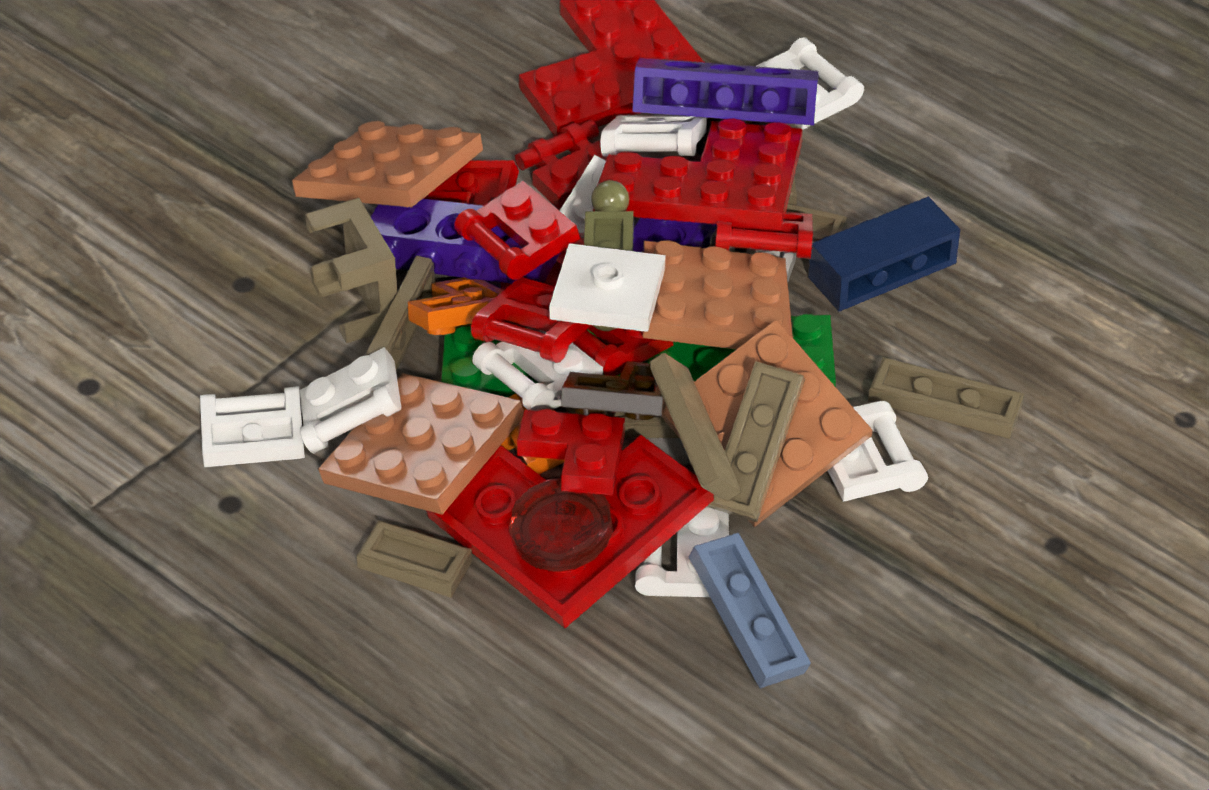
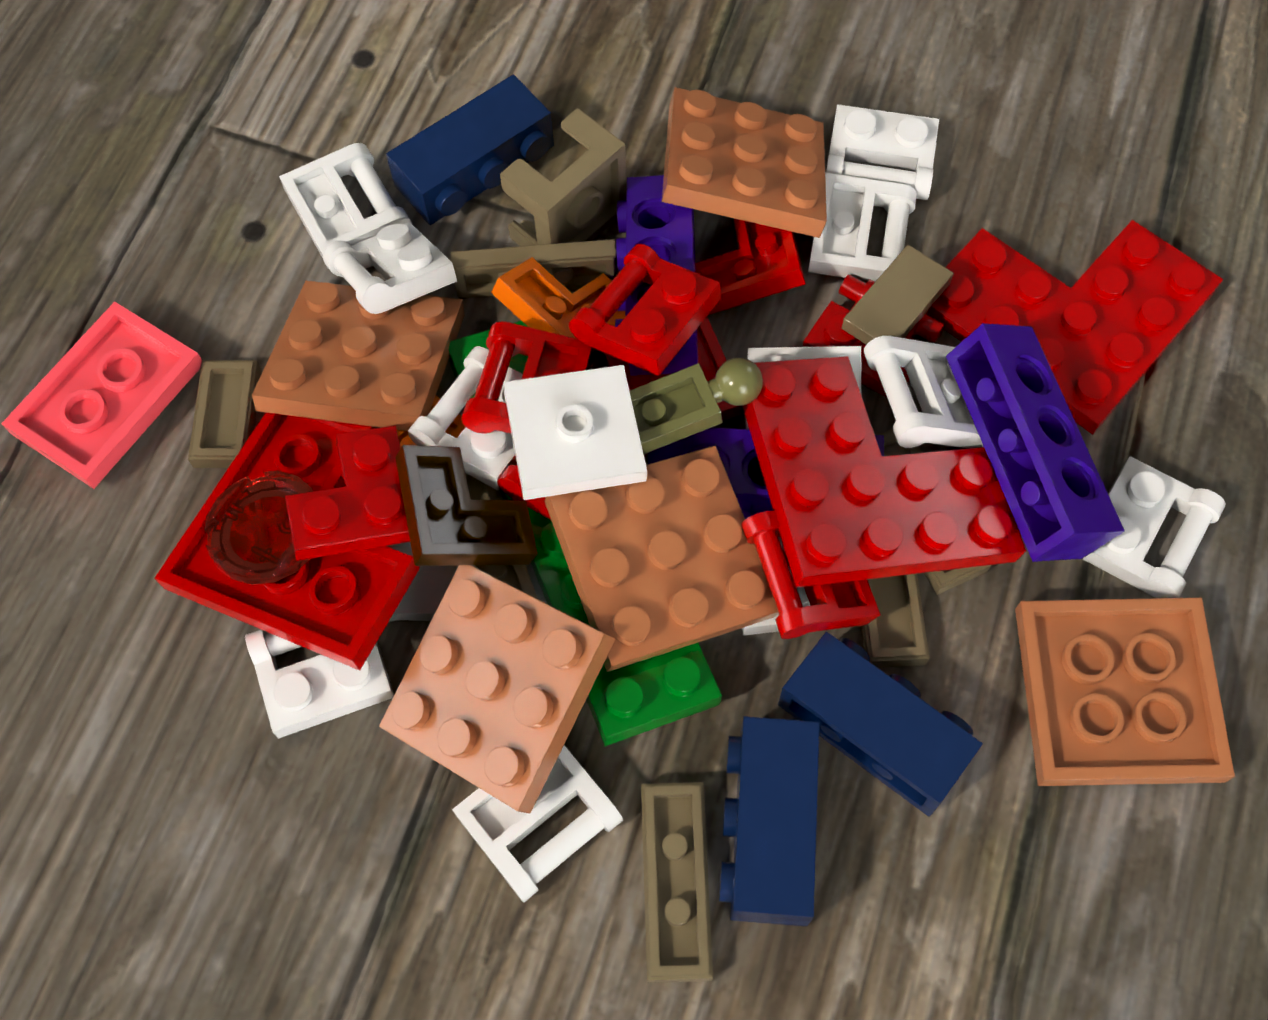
camera: 70 degrees right, 20 degrees up
(258, 327) = (470, 149): none -> dark blue brick
(352, 627) = (103, 394): none -> coral plate
(410, 94) = (885, 141): none -> white plate
(499, 135) = (846, 233): none -> white plate
(563, 128) = (898, 297): none -> dark tan tile
(694, 427) = (409, 607): dark tan tile -> none
(749, 610) = (220, 768): sand blue plate -> none
(759, 437) = (440, 683): dark tan tile -> none
(915, 136) = (1122, 692): none -> nougat plate
(930, 325) = (772, 822): none -> dark blue brick

